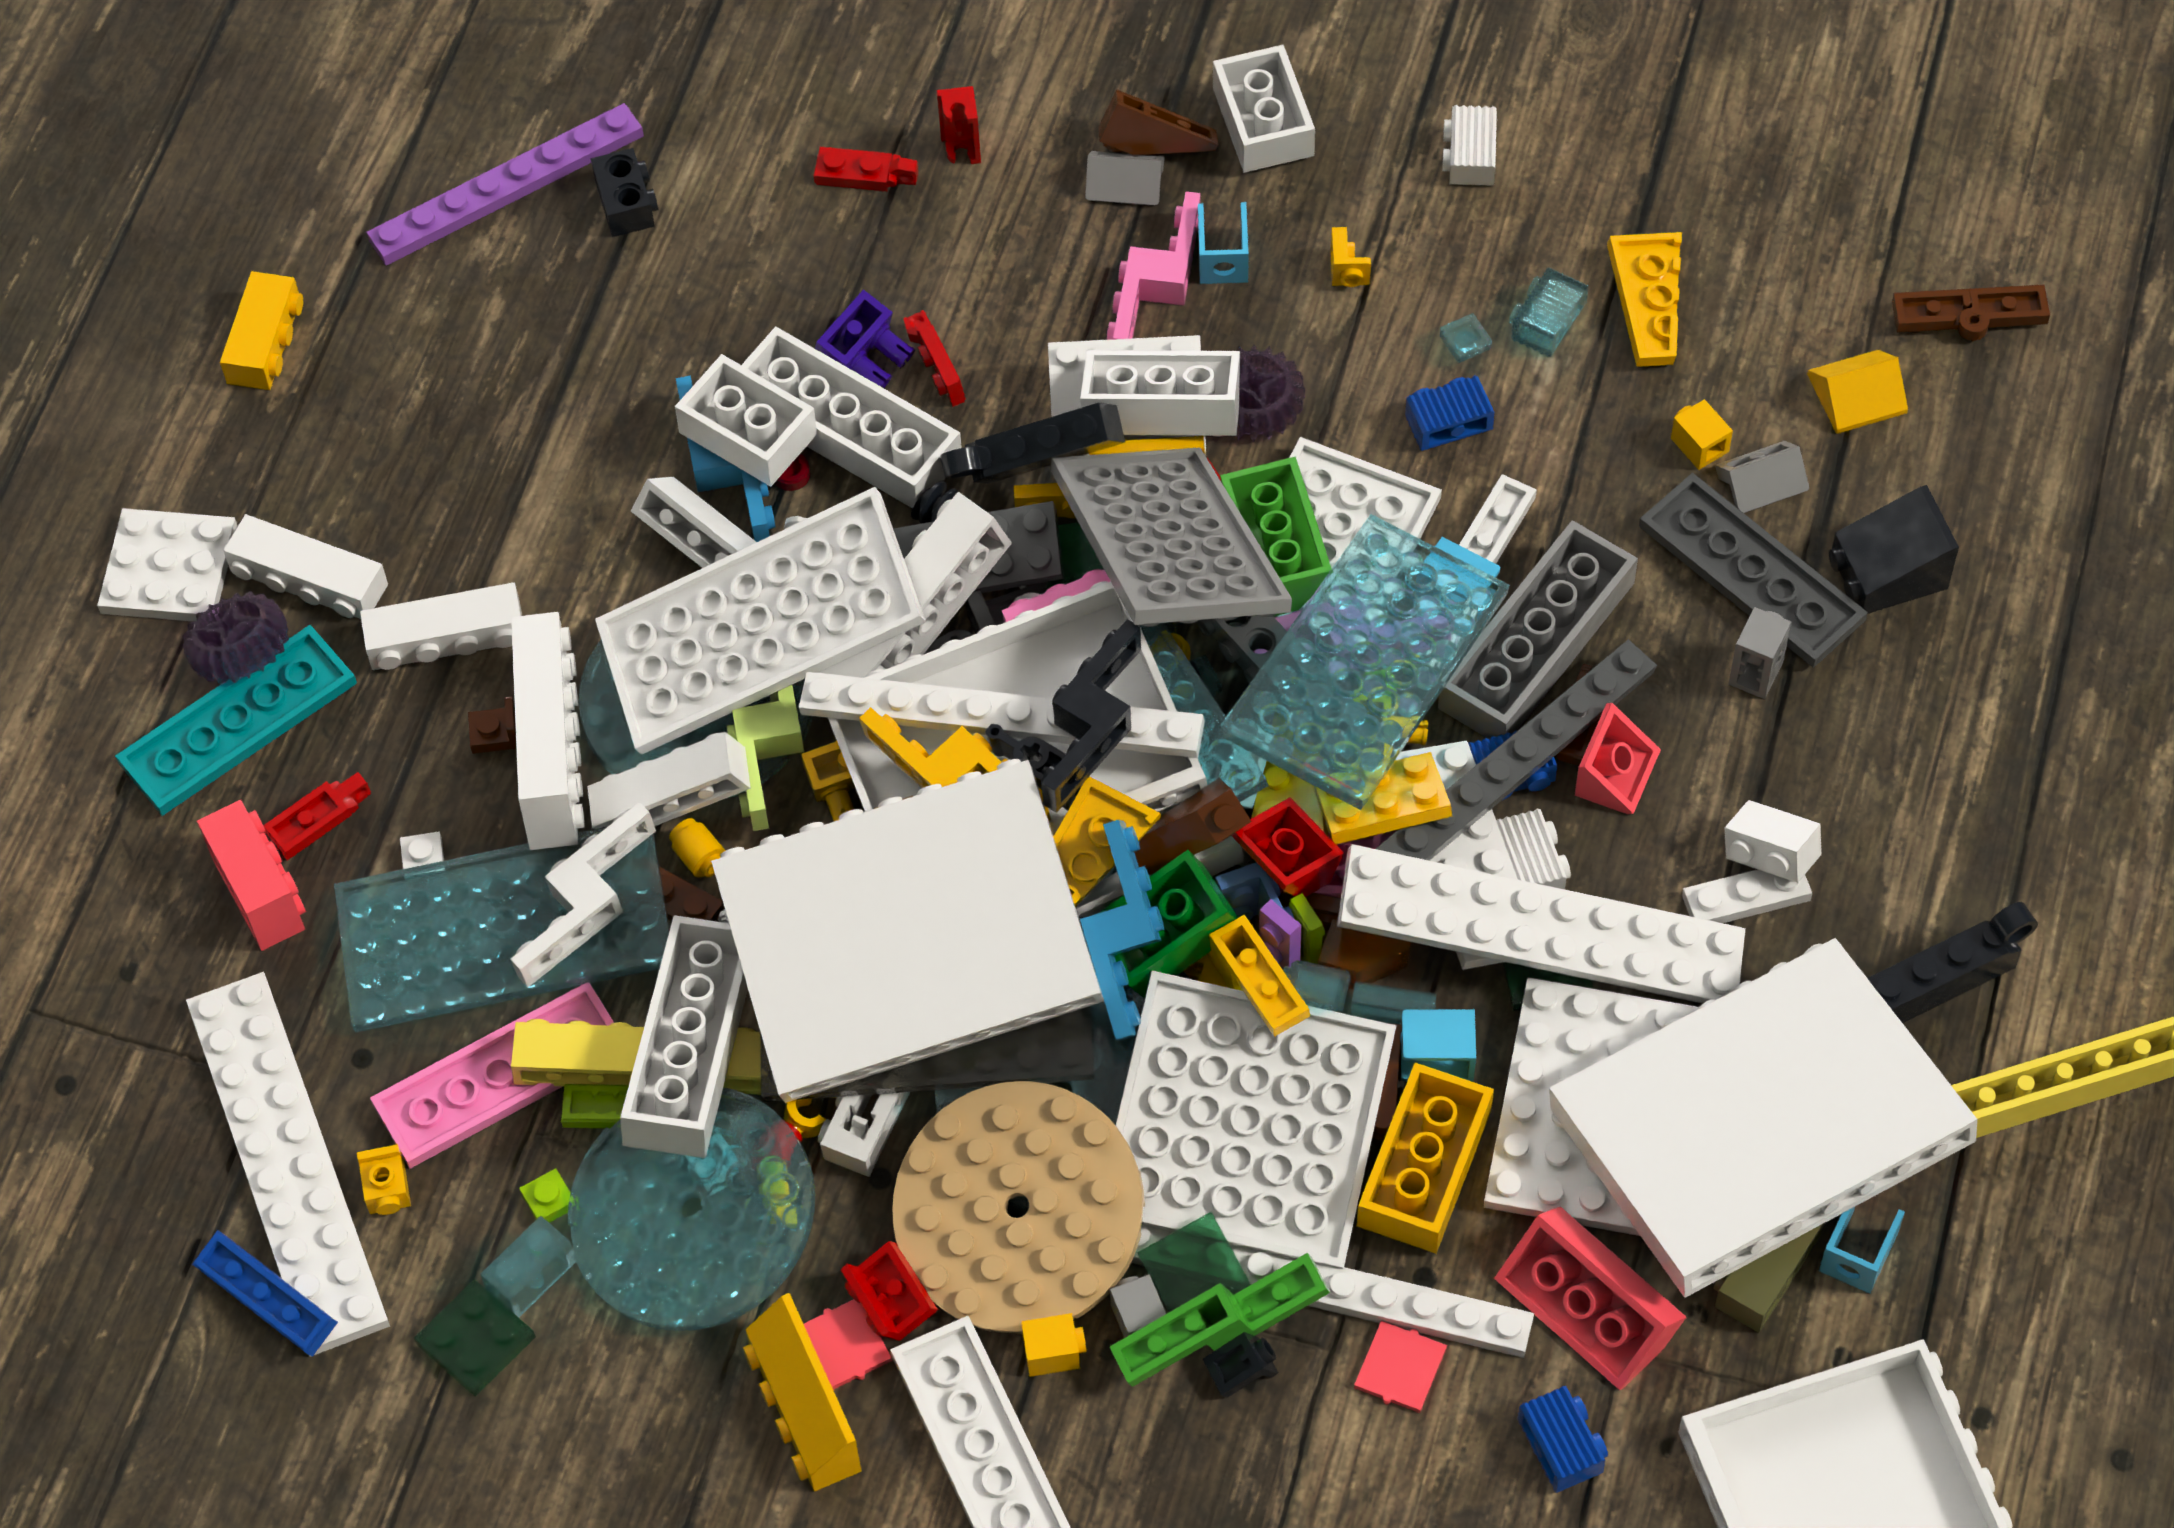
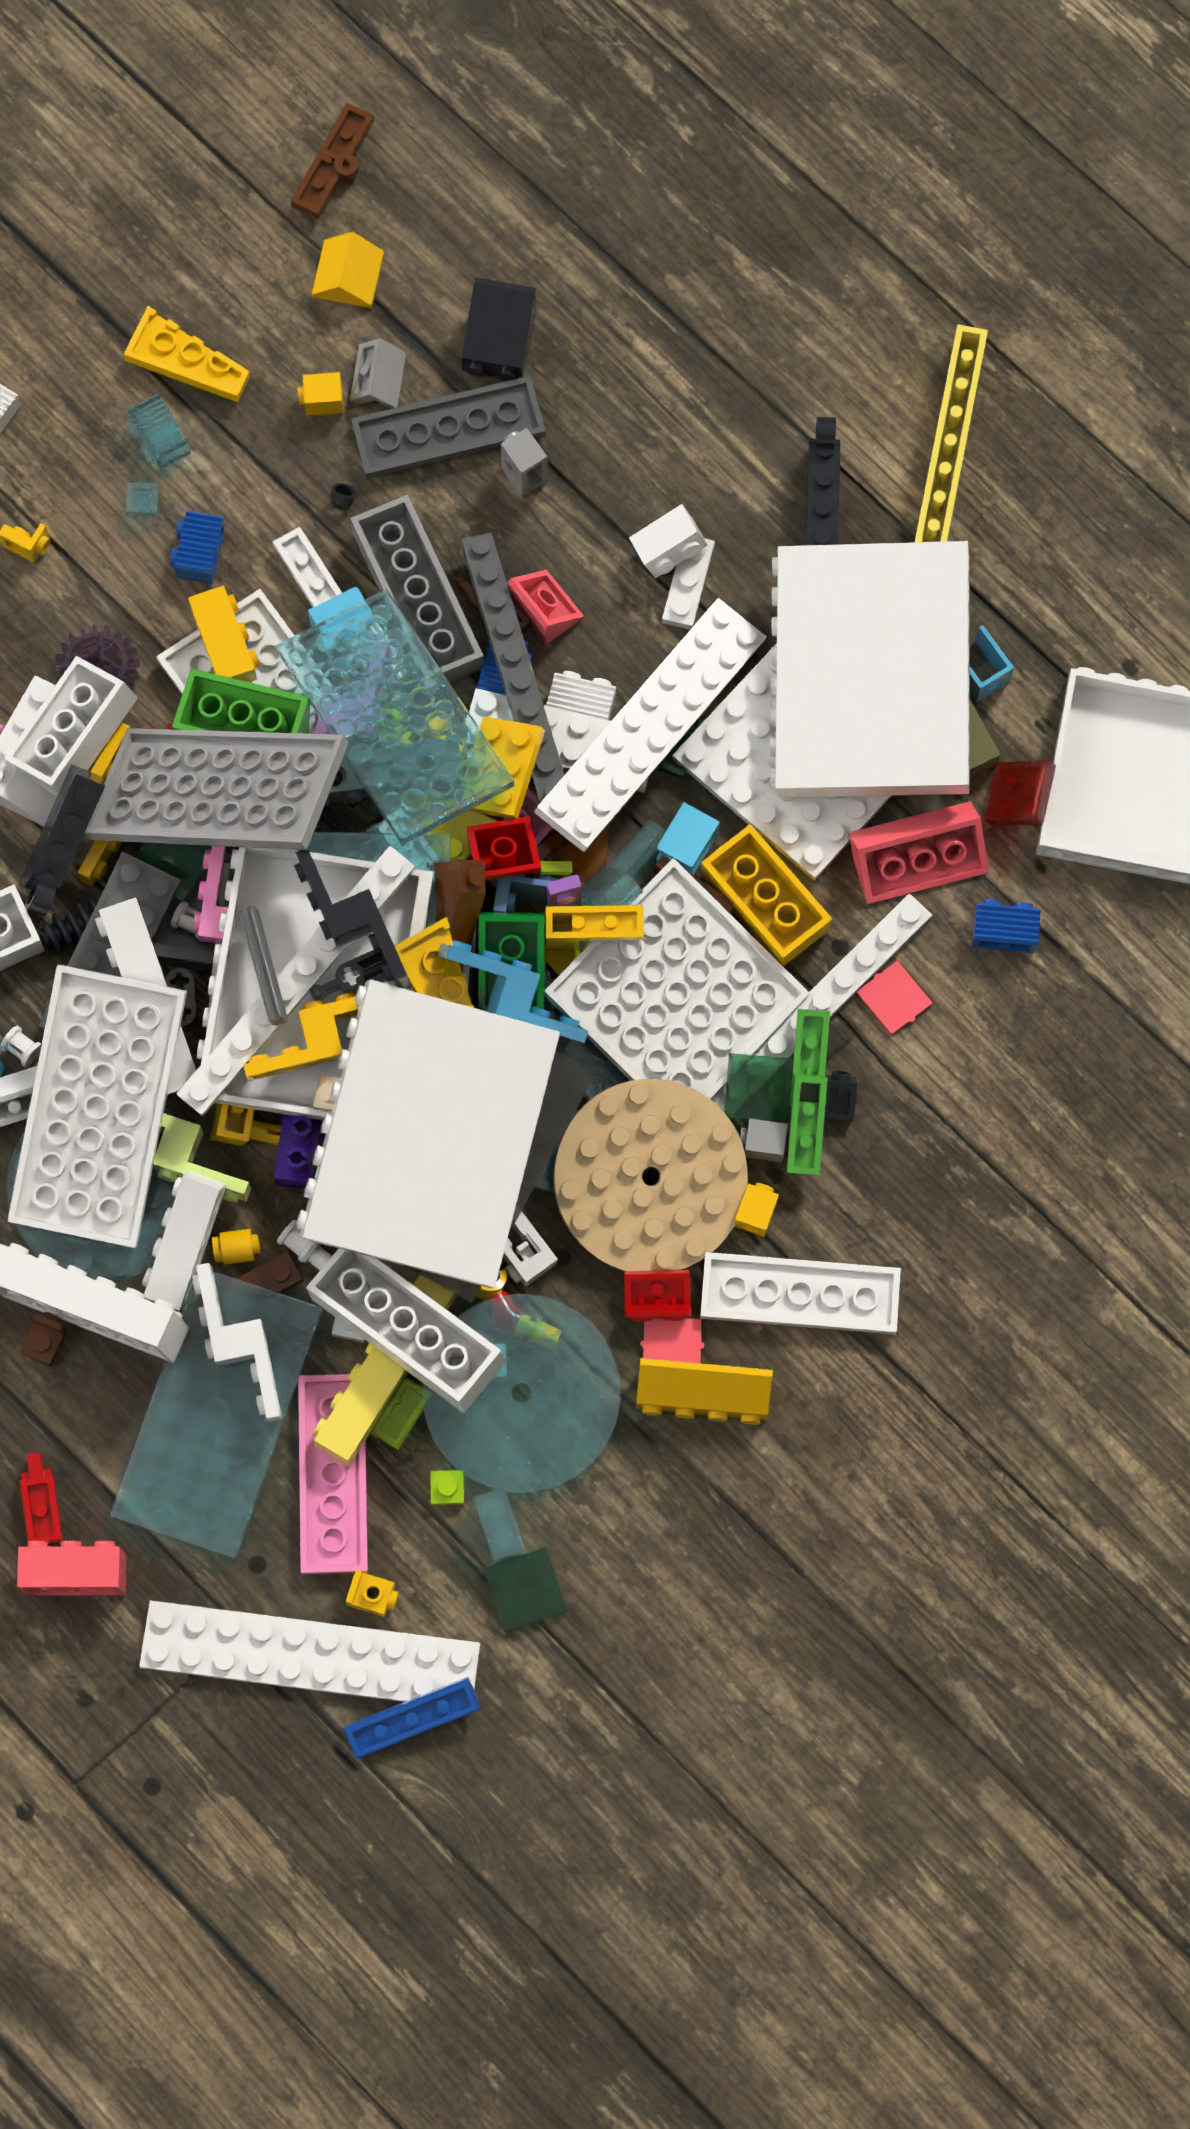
camera: 65 degrees left, 15 degrees up
(421, 849) = (118, 1442): white plate -> none
(991, 669) = (263, 965): none -> dark grey axle
(1359, 478) = (223, 635): none -> yellow brick
(1600, 512) = (342, 496): none -> black hinge
(1733, 1365) = (1020, 793): none -> clear red plate

